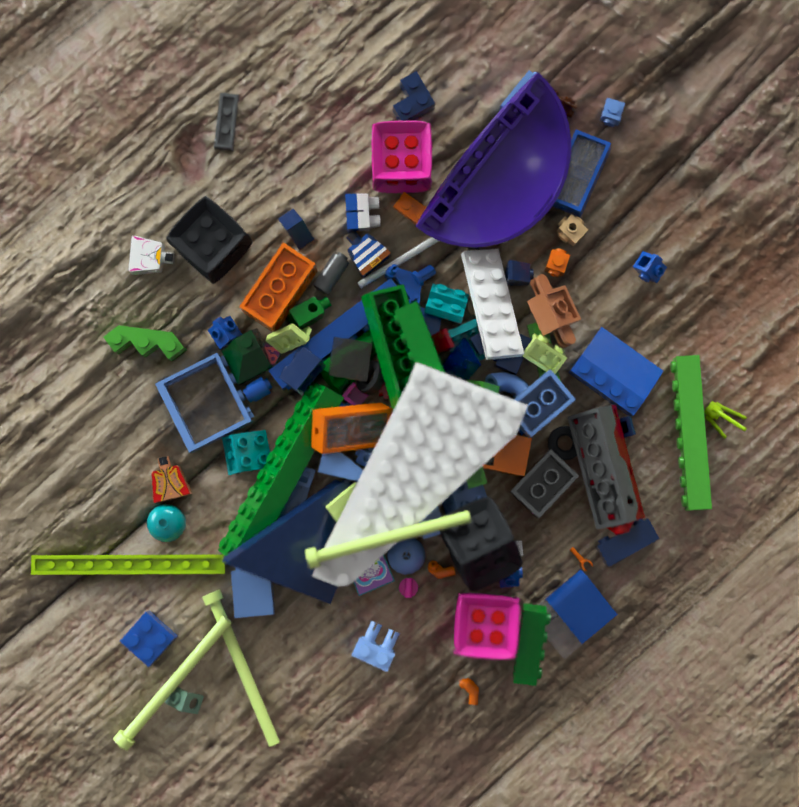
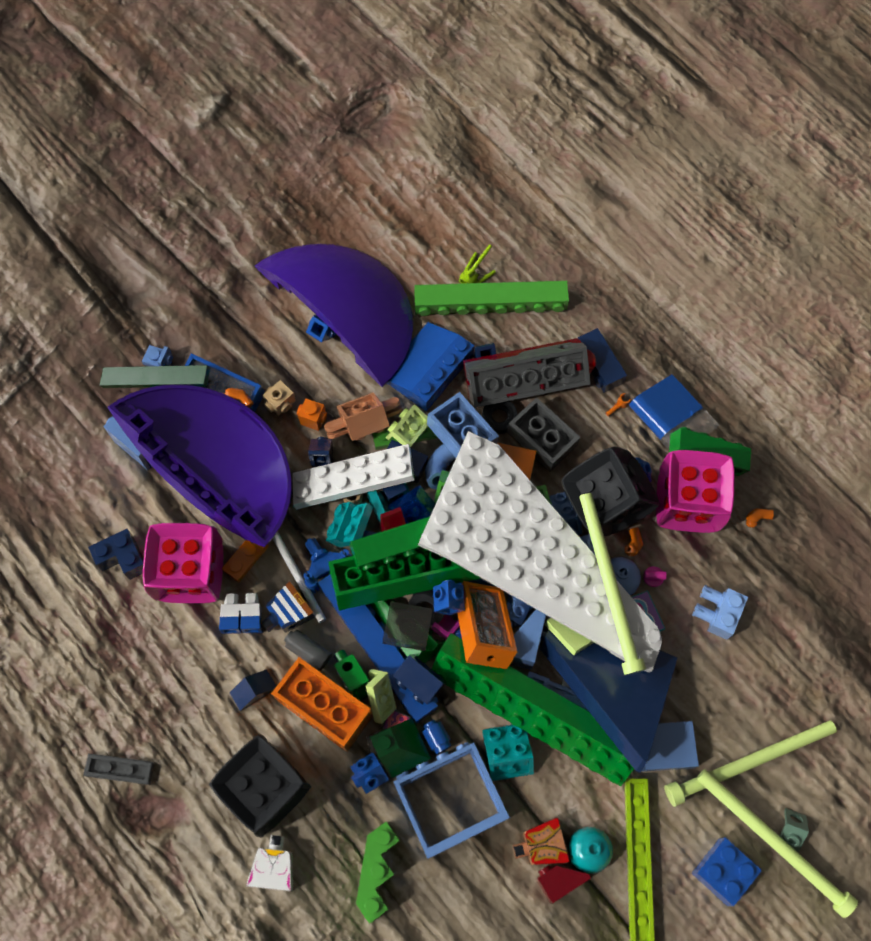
camera: 90 degrees left, 15 degrees down
(139, 496) = (559, 881): none -> dark red slope
(374, 394) = (448, 597): none -> blue brick
(568, 191) = (239, 394): none -> orange arm
(587, 111) = (154, 376): none -> tile
(684, 293) = (353, 298): none -> dark purple brick

